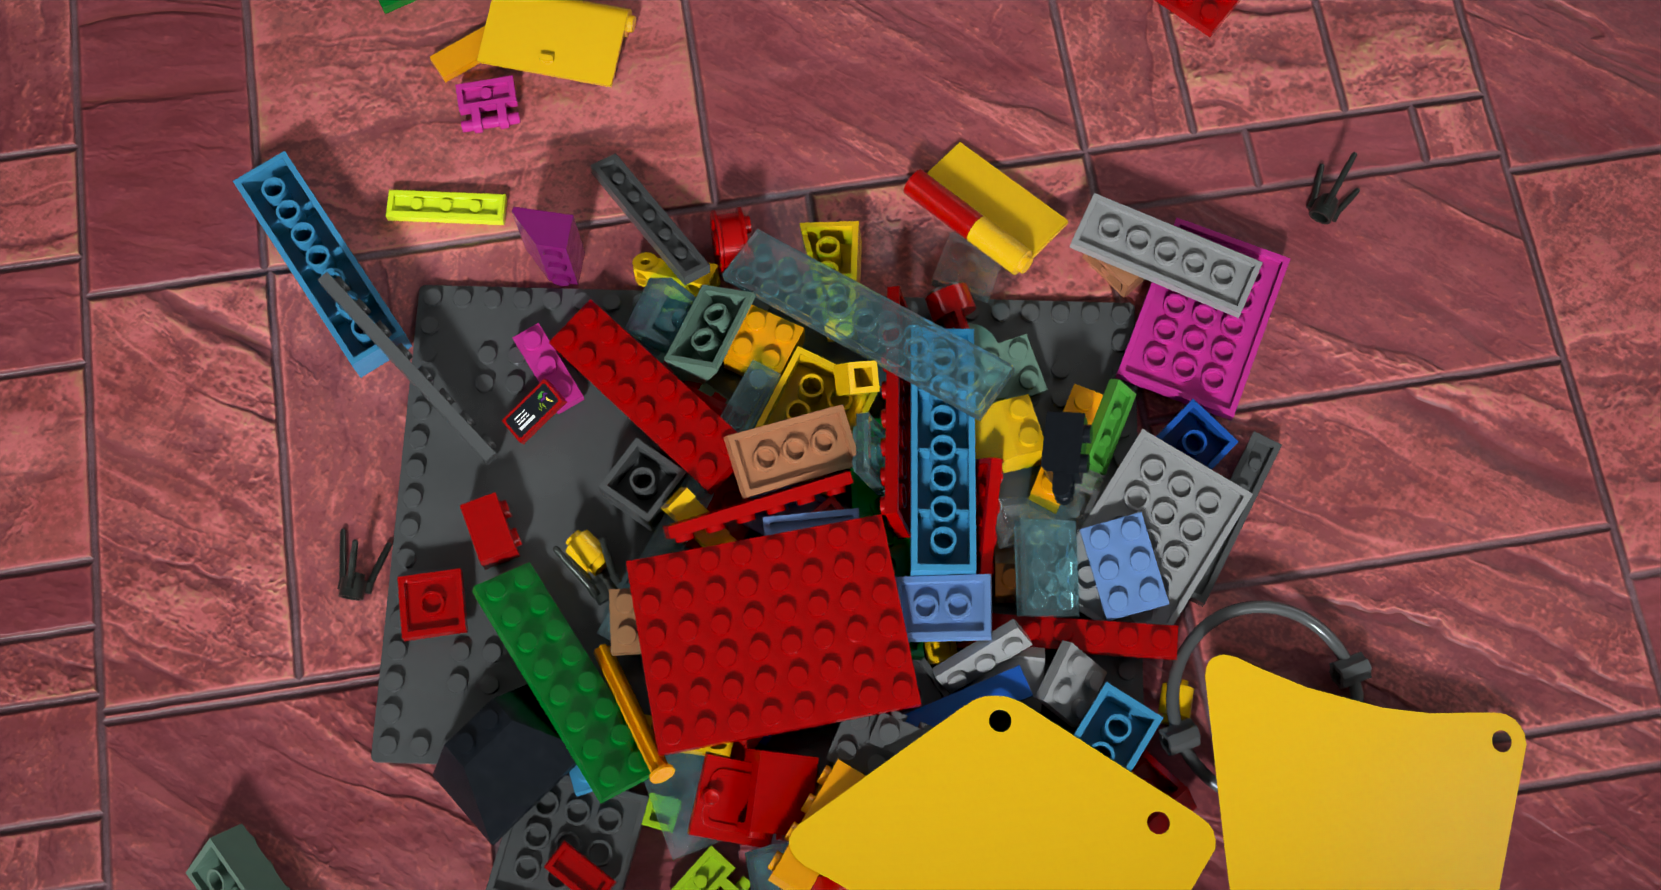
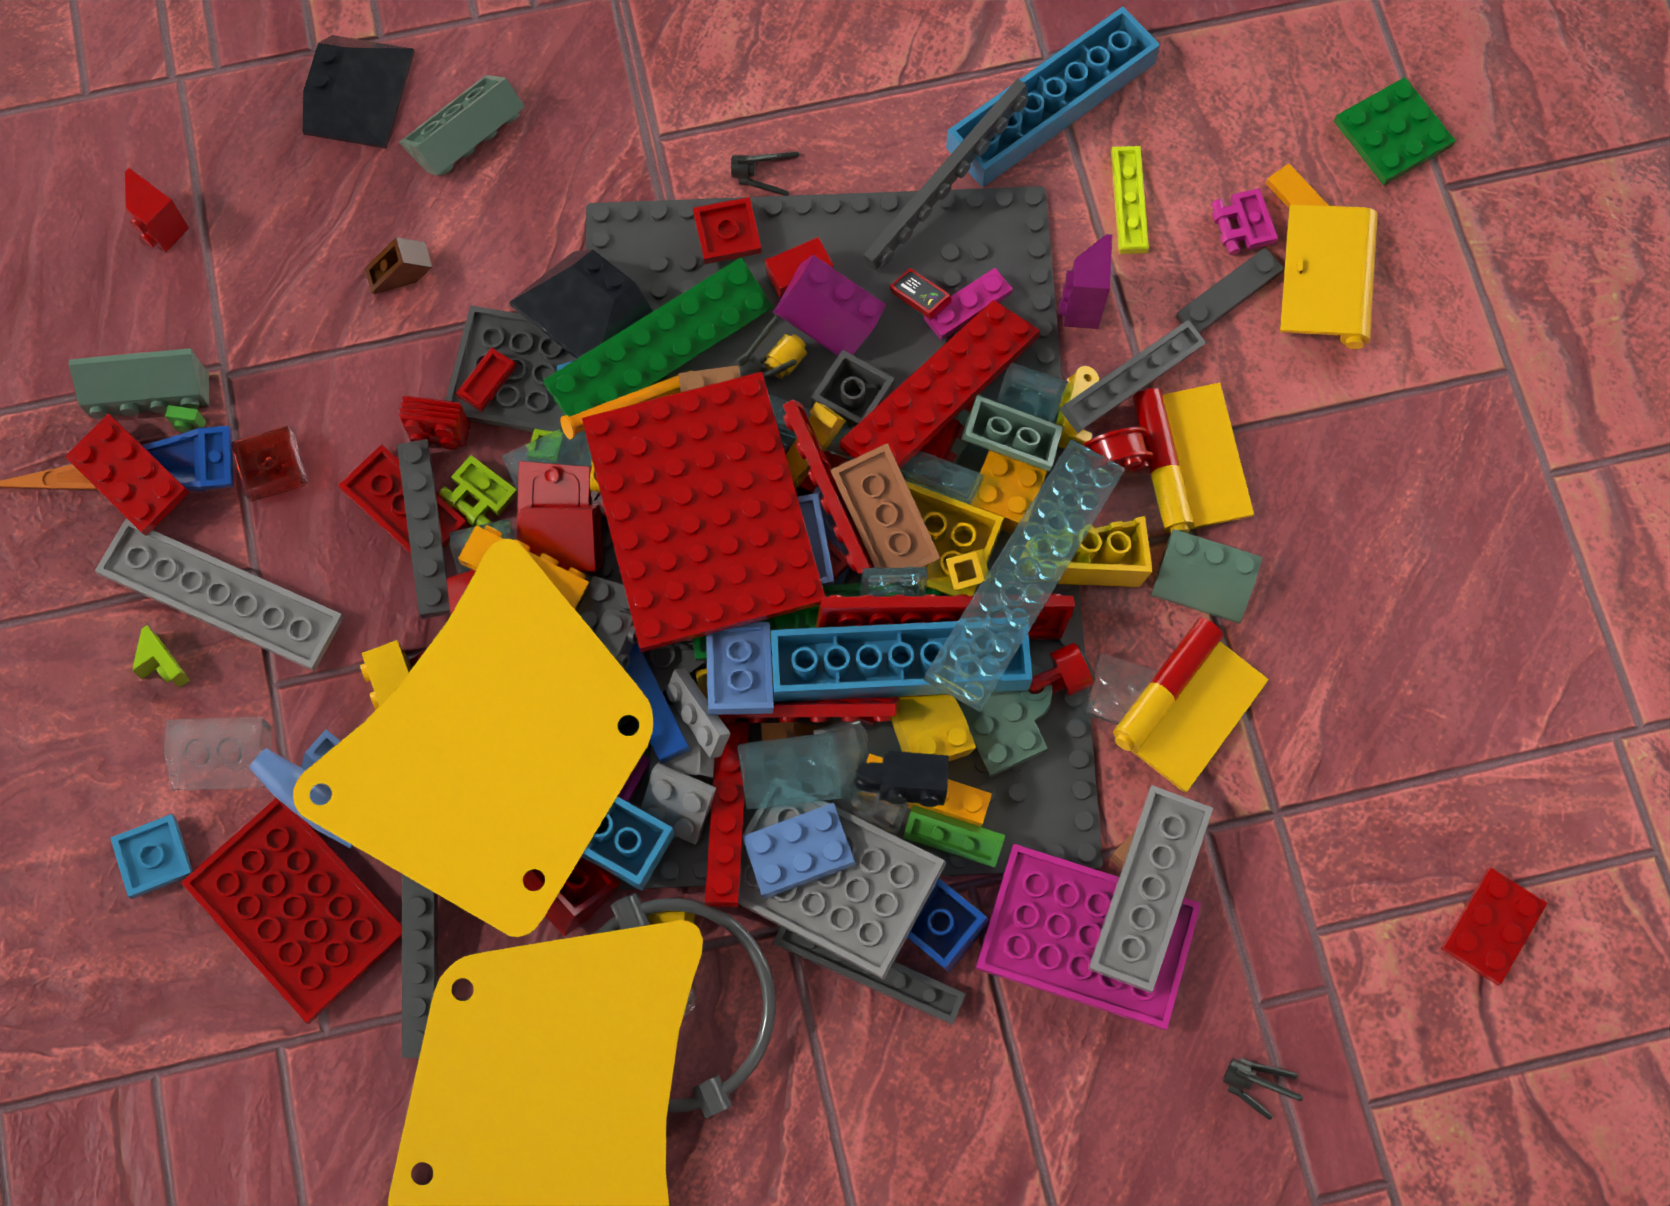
camera: 85 degrees right, 0 degrees up
(544, 499) = (829, 307): none -> magenta slope
(561, 126) = (1231, 291): none -> dark grey plate
(744, 172) = (1194, 458): none -> yellow door
(858, 179) = (1206, 576): none -> sand green slope

